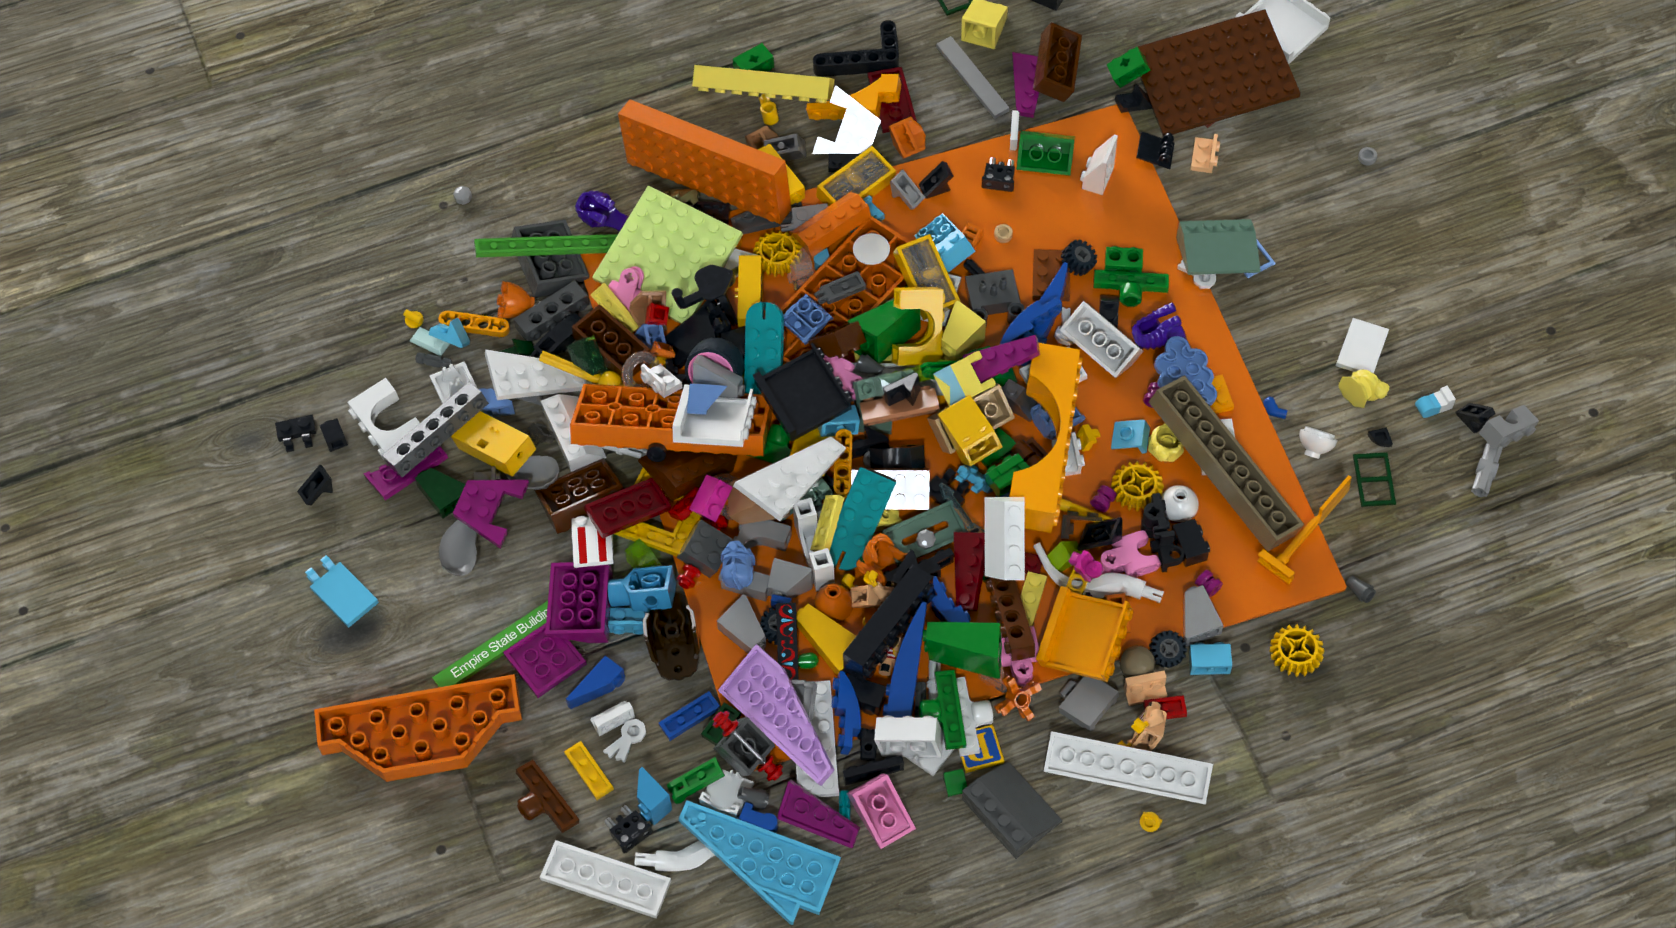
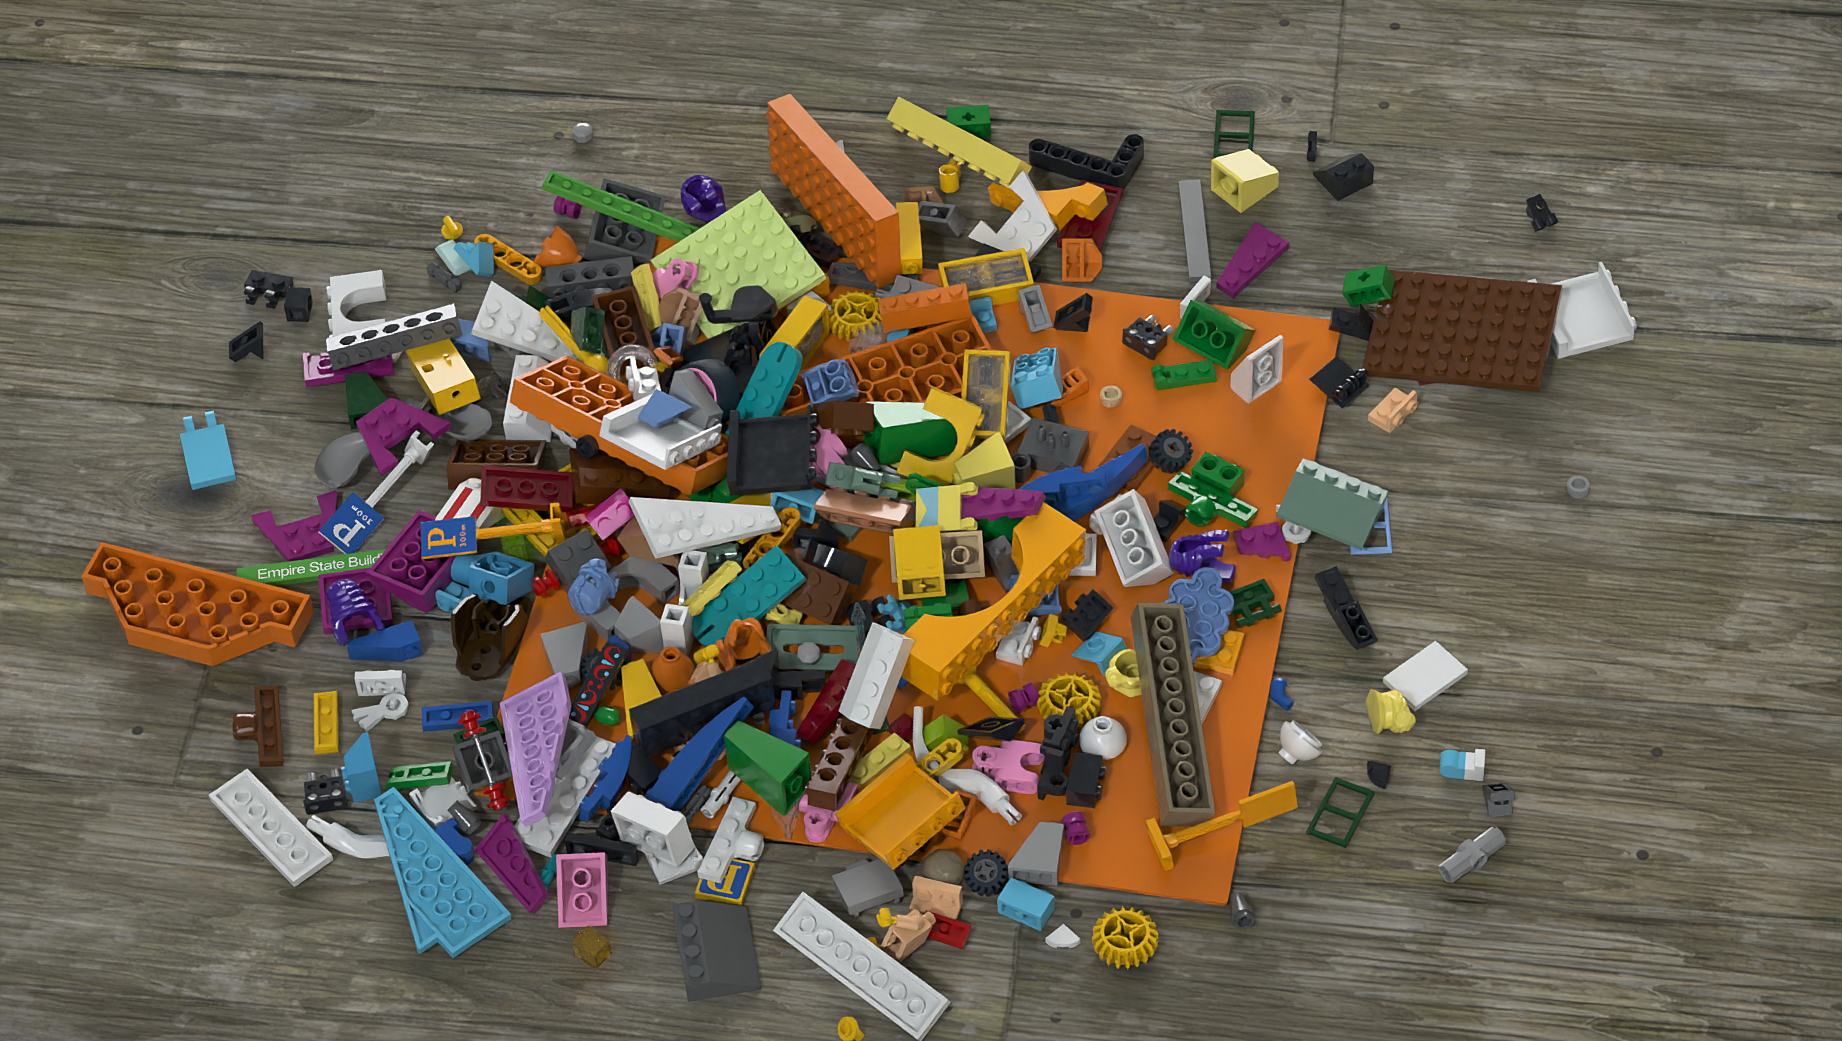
camera: 30 degrees right, 10 degrees down
(451, 380) = (450, 295): white plate -> none
(467, 626) = (300, 538): none -> magenta wing
(492, 262) = (568, 207): none -> magenta wheel
(502, 591) = (357, 518): none -> piece
(550, 667) = (348, 600): none -> dark purple hair
(603, 571) = (460, 535): none -> piece
(656, 314) = (681, 317): red slope -> none
(840, 288) = (887, 371): dark grey hinge -> none
(871, 249) = (948, 347): white piece -> none
(906, 388) = (875, 490): black slope -> none
(918, 853) = (591, 947): none -> clear yellow brick
(946, 709) = (709, 820): green plate -> none
(954, 782) = (675, 895): green slope -> none
(1024, 700) = (780, 846): orange pin -> none
(1044, 193) = (1183, 374): none -> green plate
(1057, 62) = (1291, 248): reddish brown brick -> none
(1068, 527) = (964, 704): clear smoke bracket -> none
(1086, 565) = (944, 743): dark pink hips -> none
(1103, 412) = (1087, 615): none -> black bracket
(1187, 297) = (1262, 541): none -> magenta wing
(1210, 342) = (1251, 597): none -> dark green plate
(1251, 672) = (1063, 938): none -> white tile
(1276, 324) = (1344, 610): none -> black slope
(1515, 426) = (1505, 820): light grey arch -> none

